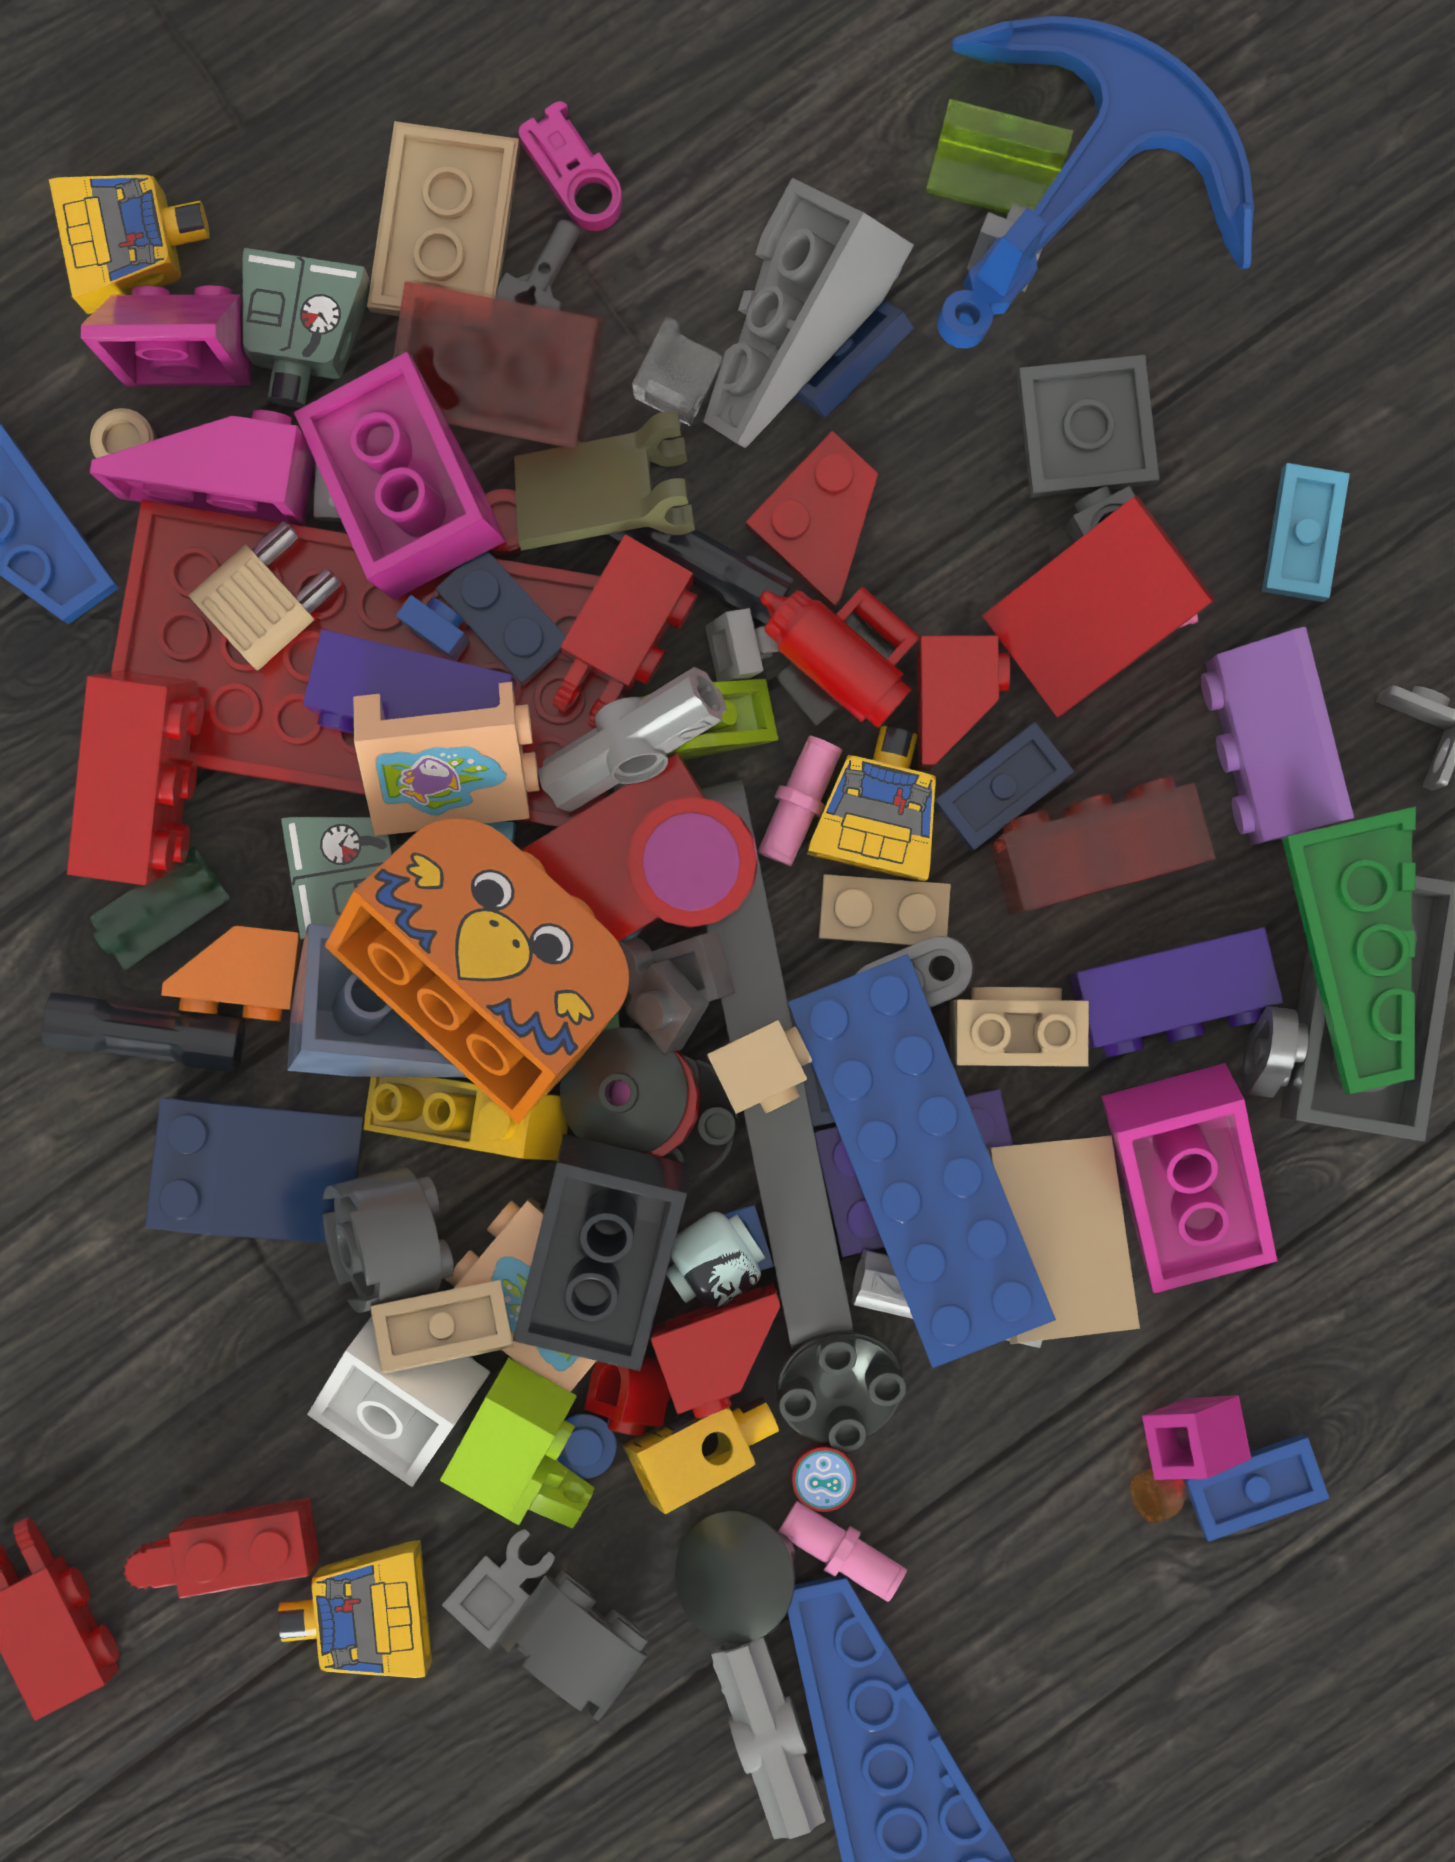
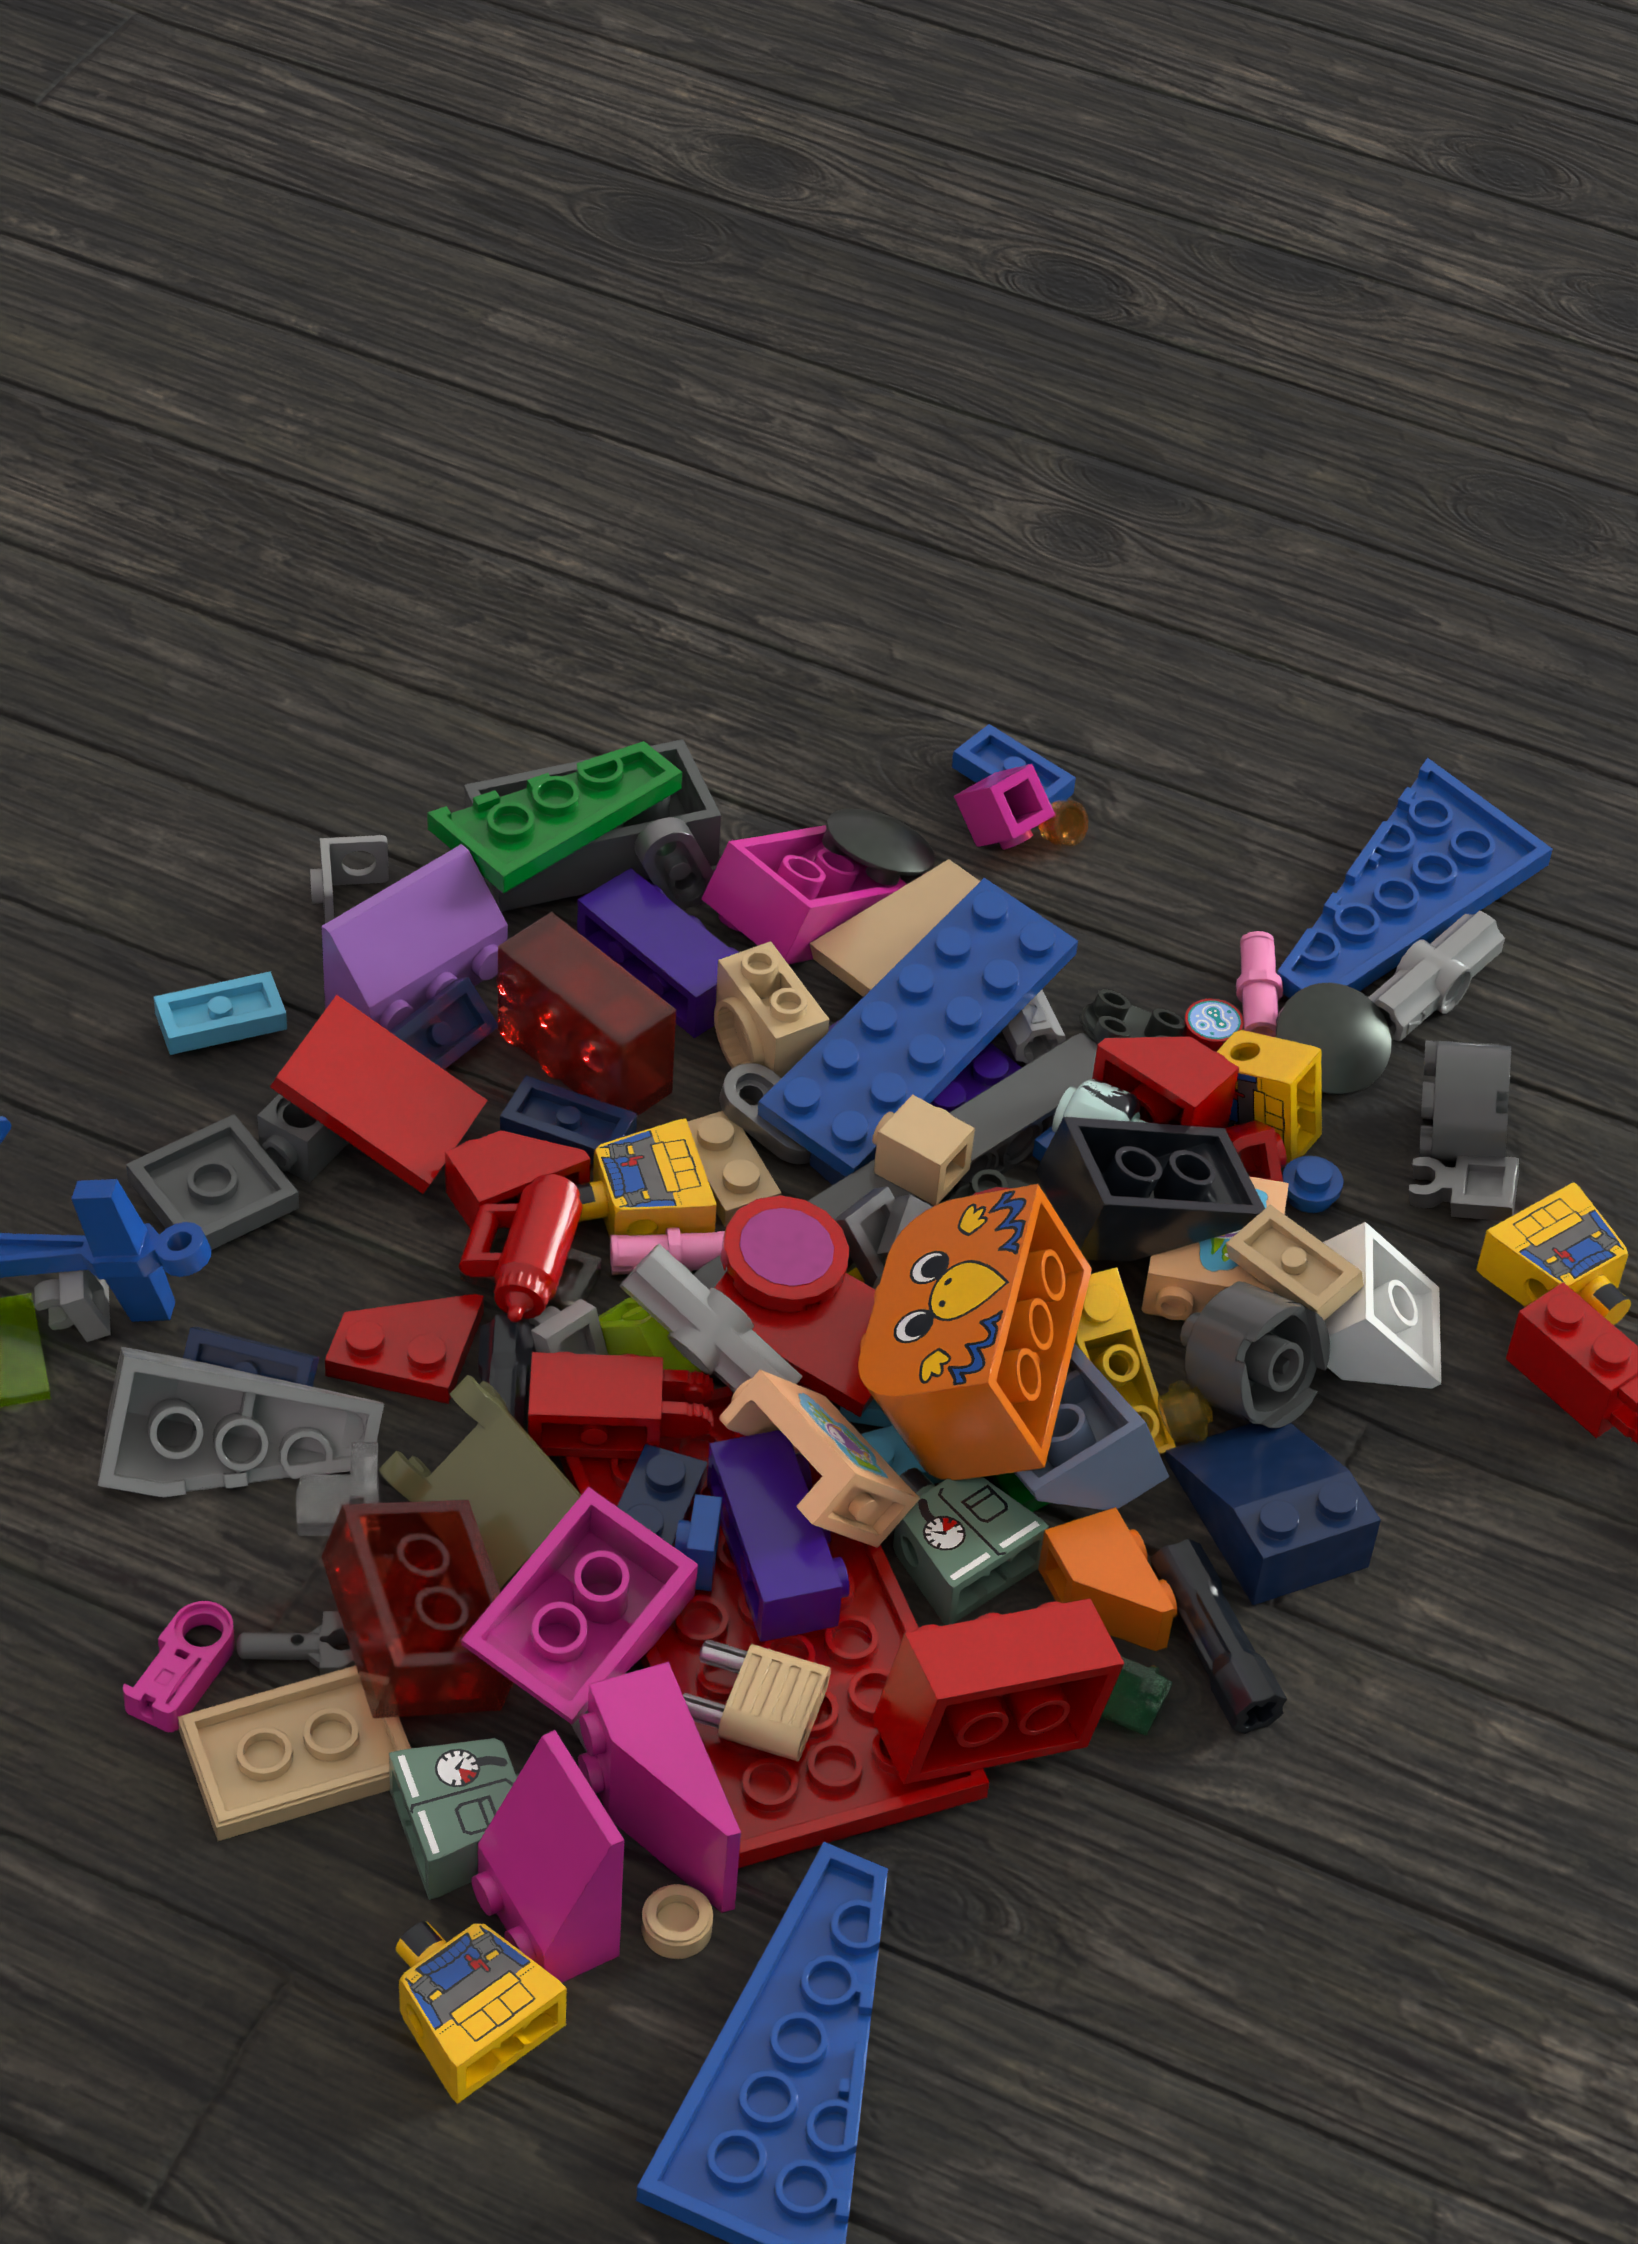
camera: 120 degrees left, 40 degrees down
(380, 1148) = (1185, 1412): none -> clear yellow plate
(514, 1450) = (1339, 1189): lime hinge -> none
(1172, 716) = (448, 1024): none -> dark blue plate
(1215, 1285) = (879, 843): none -> pearl dark grey dish

